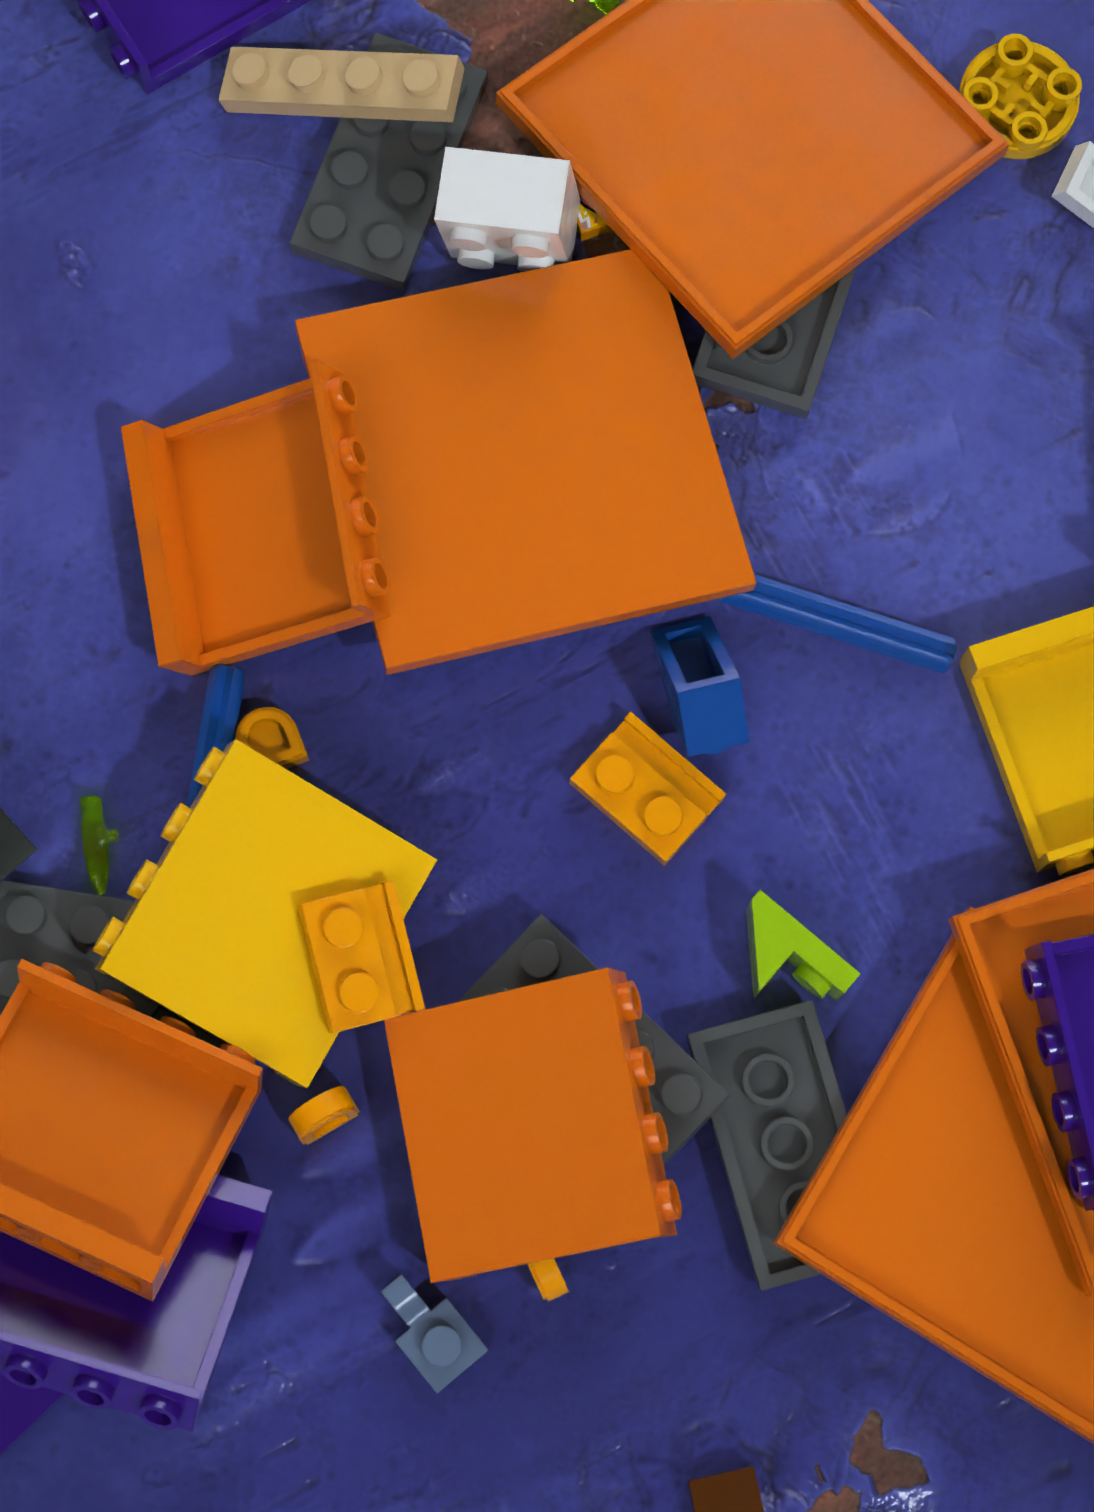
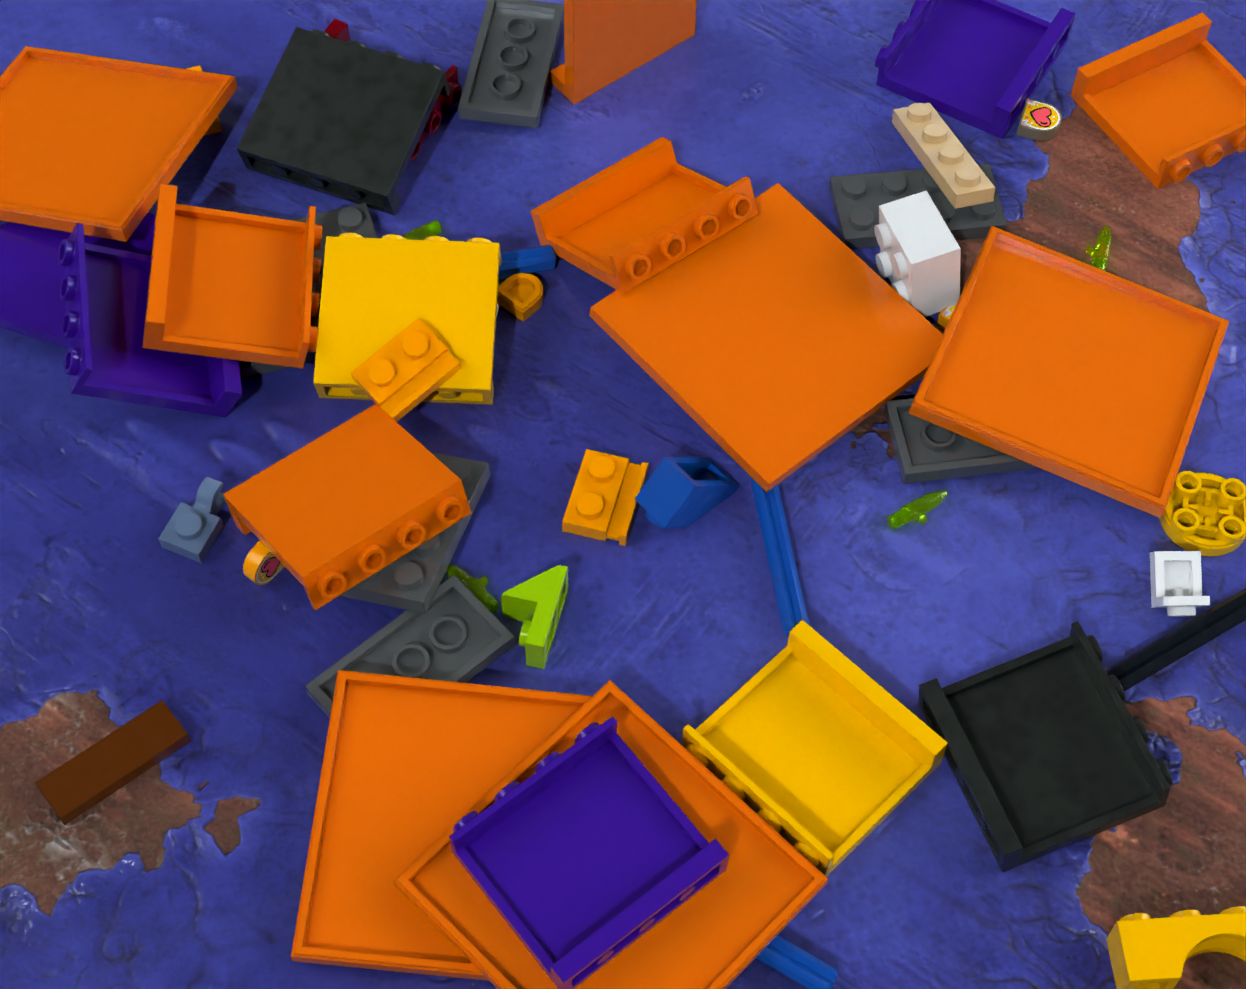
camera: 65 degrees right, 20 degrees down
(323, 1114) = (306, 409): light orange tile -> none
(705, 1015) = (476, 586): none -> clear neon green helmet
(850, 424) = (916, 510): none -> clear neon green helmet

